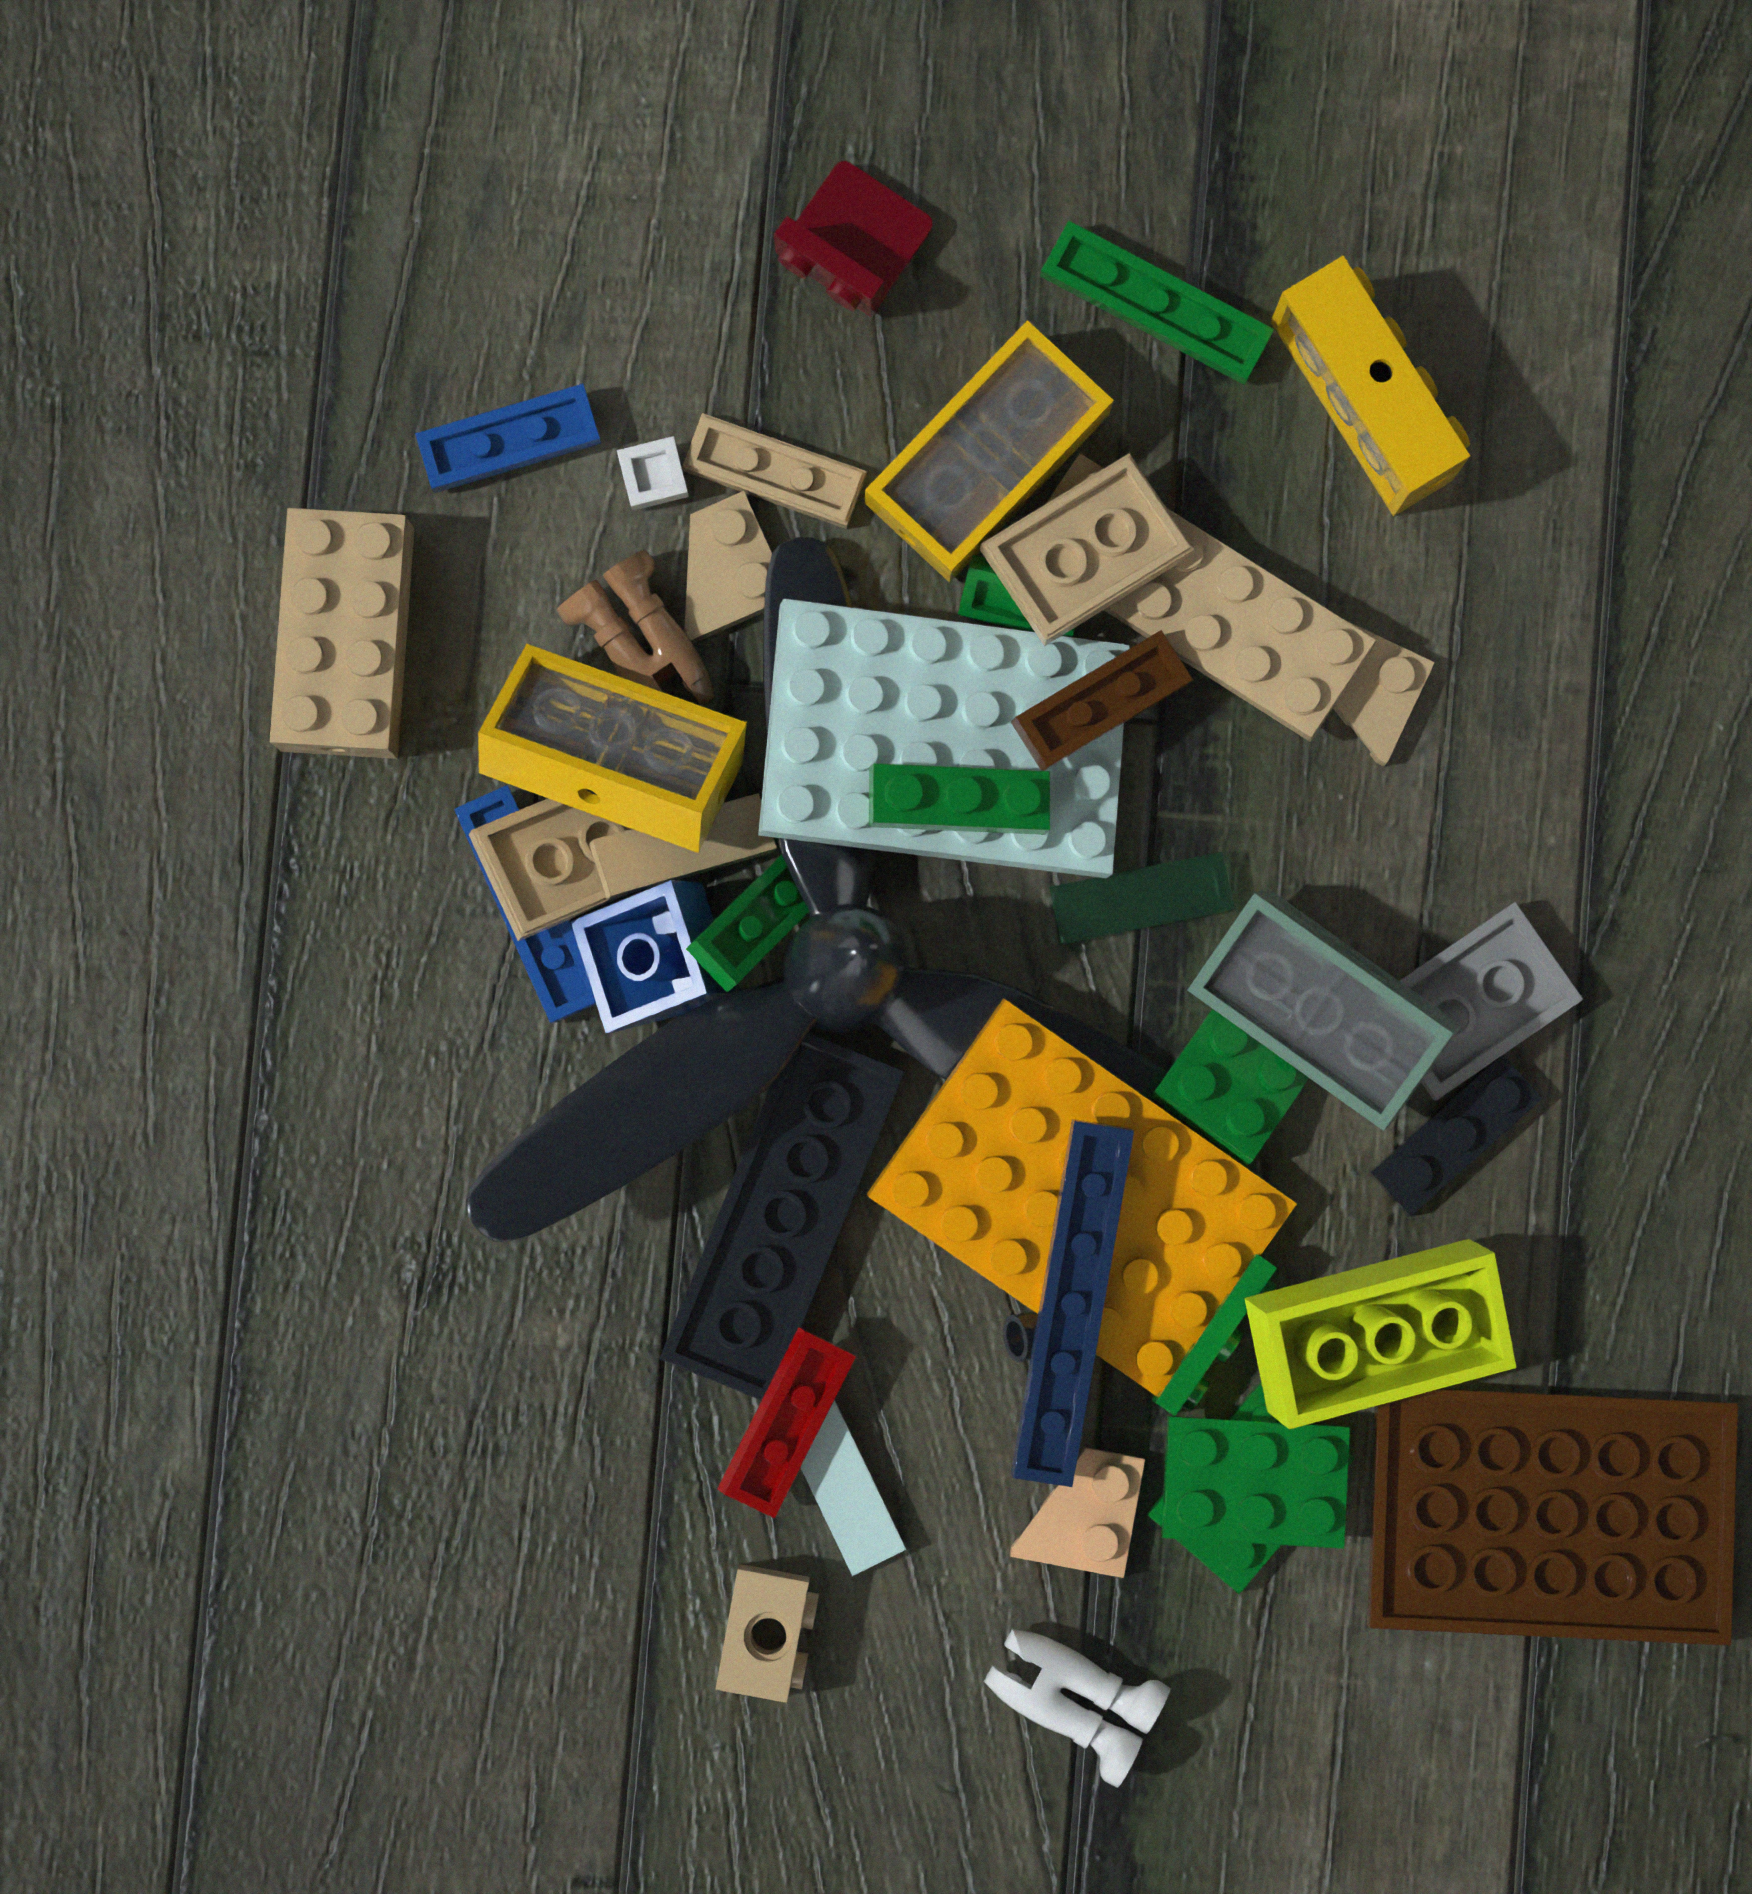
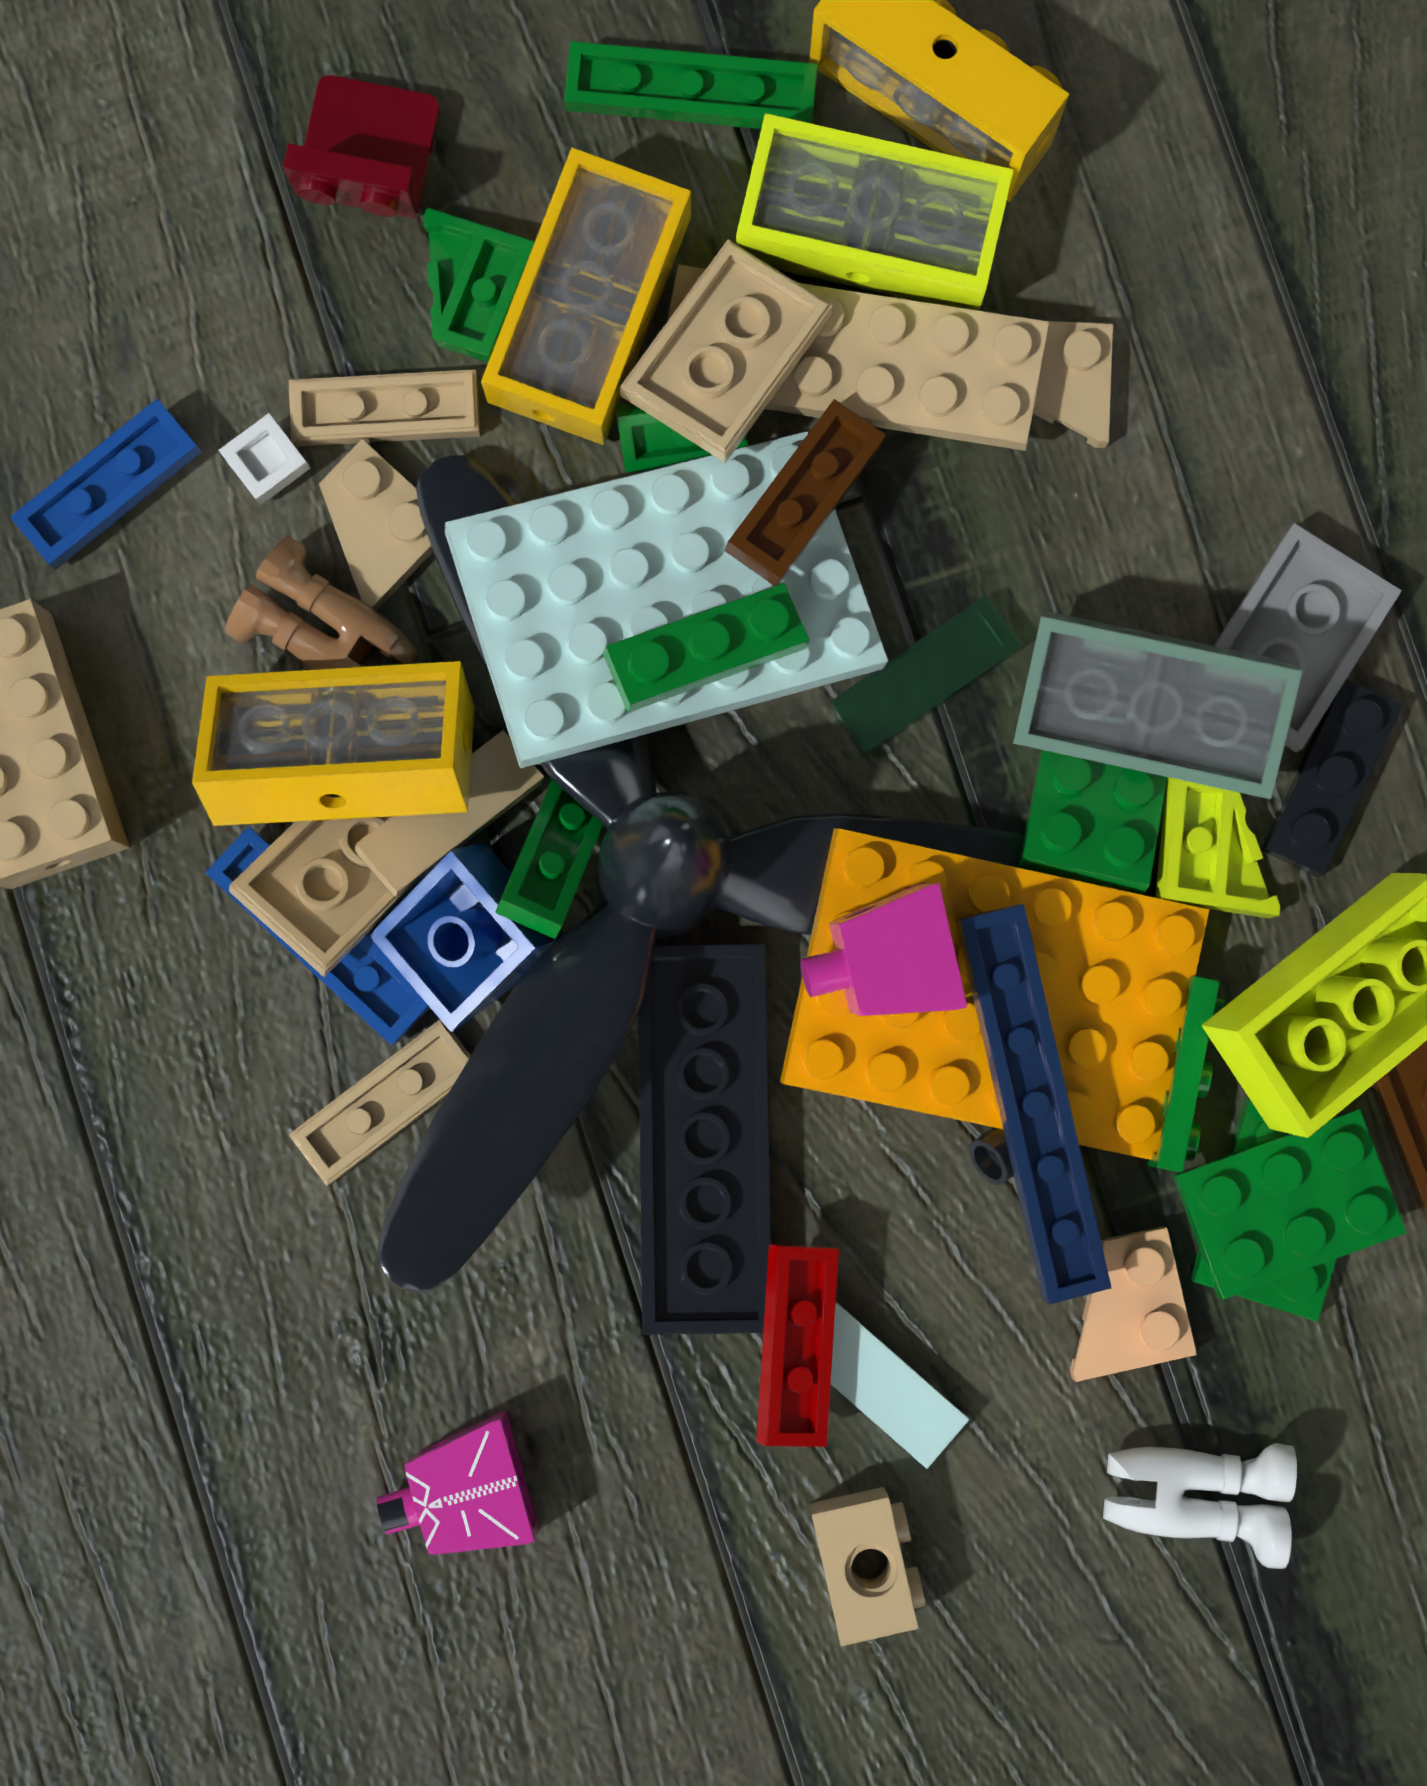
camera: 25 degrees left, 0 degrees up
(453, 1427) = (465, 1492): none -> dark pink torso
(521, 1068) = (382, 1103): none -> tan tile
(896, 394) = (472, 281): none -> green wing
(1002, 1127) = (891, 957): none -> dark pink torso
(1264, 482) = (873, 213): none -> brick
(1320, 1157) = (1210, 852): none -> neon yellow wing

